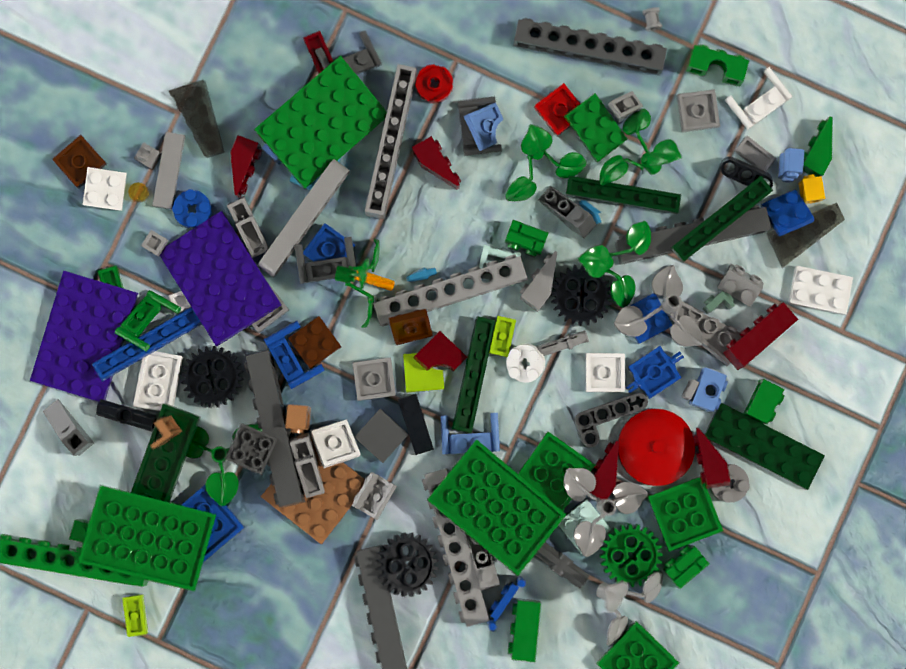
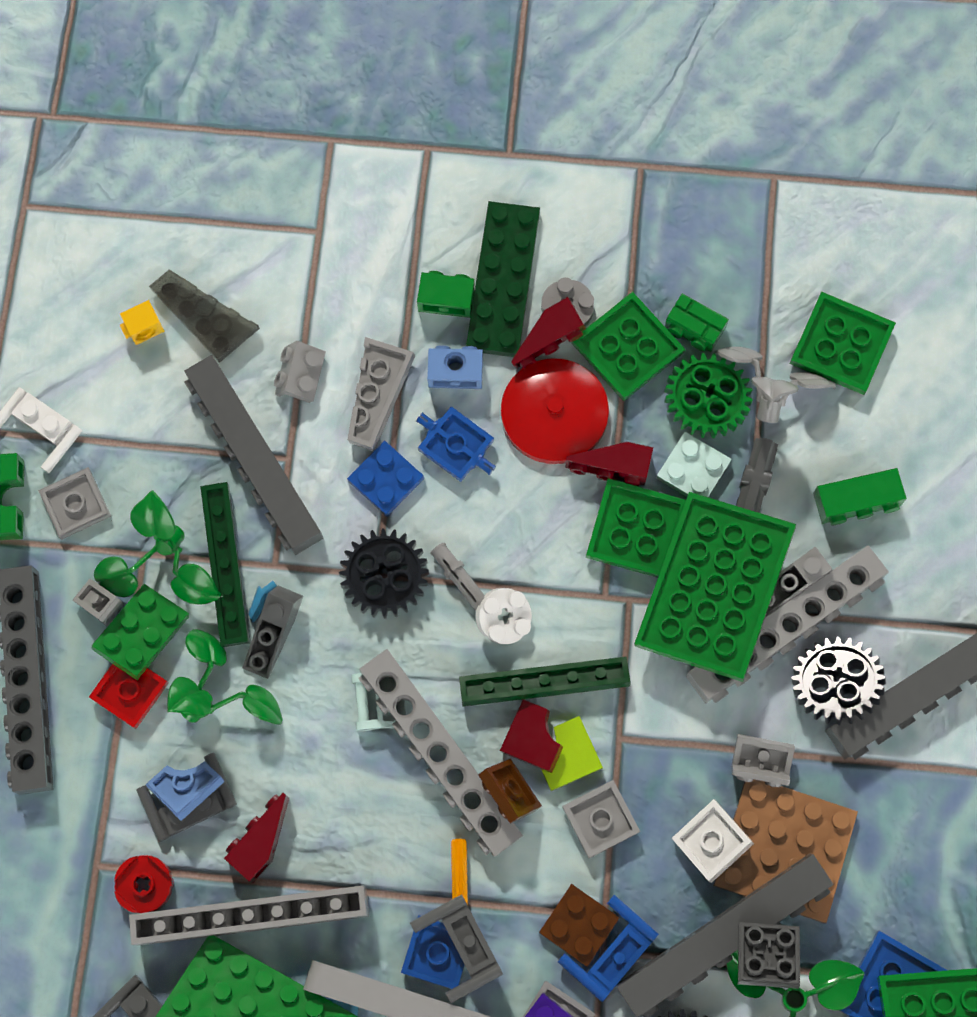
camera: 105 degrees left, 10 degrees down
(298, 418) = (697, 905): medium nougat brick -> none
(307, 465) = (757, 869): light grey slope -> none
(348, 275) = (468, 905): green plant -> none
(381, 435) = (676, 780): dark grey tile -> none
(415, 424) = (641, 738): black slope -> none
(421, 274) = (429, 804): dark azure bar -> none
(461, 442) = (642, 663): medium blue plate -> none
(502, 336) = (477, 660): lime plate -> none
(507, 594) = (843, 540): blue plate -> none
(526, 238) = (328, 674): green brick -> none
(540, 288) = (392, 631): light grey slope -> none
(599, 260) = (329, 559): green plant -> none
(605, 372) = (479, 507): white plate -> none
(611, 413) = (533, 480): dark grey beam -> none
(628, 499) = (644, 488): light grey plant -> none
(669, 285) = (331, 463): light grey plant -> none
(690, 389) = (462, 390): light grey tile -> none
(712, 302) = (334, 397): sand green bracket -> none
(721, 219) = (220, 419): dark green plate -> none
(739, 168) = (153, 400): black beam -> none
(755, 154) = (114, 410): light grey tile -> none
(760, 336) = (360, 324): dark red brick -> none
(788, 212) = (182, 342): blue plate -> none
(791, 164) = (116, 356): medium blue brick -> none
(820, 150) = (87, 327): green slope -> none
(820, 290) = (273, 272): white plate -> none

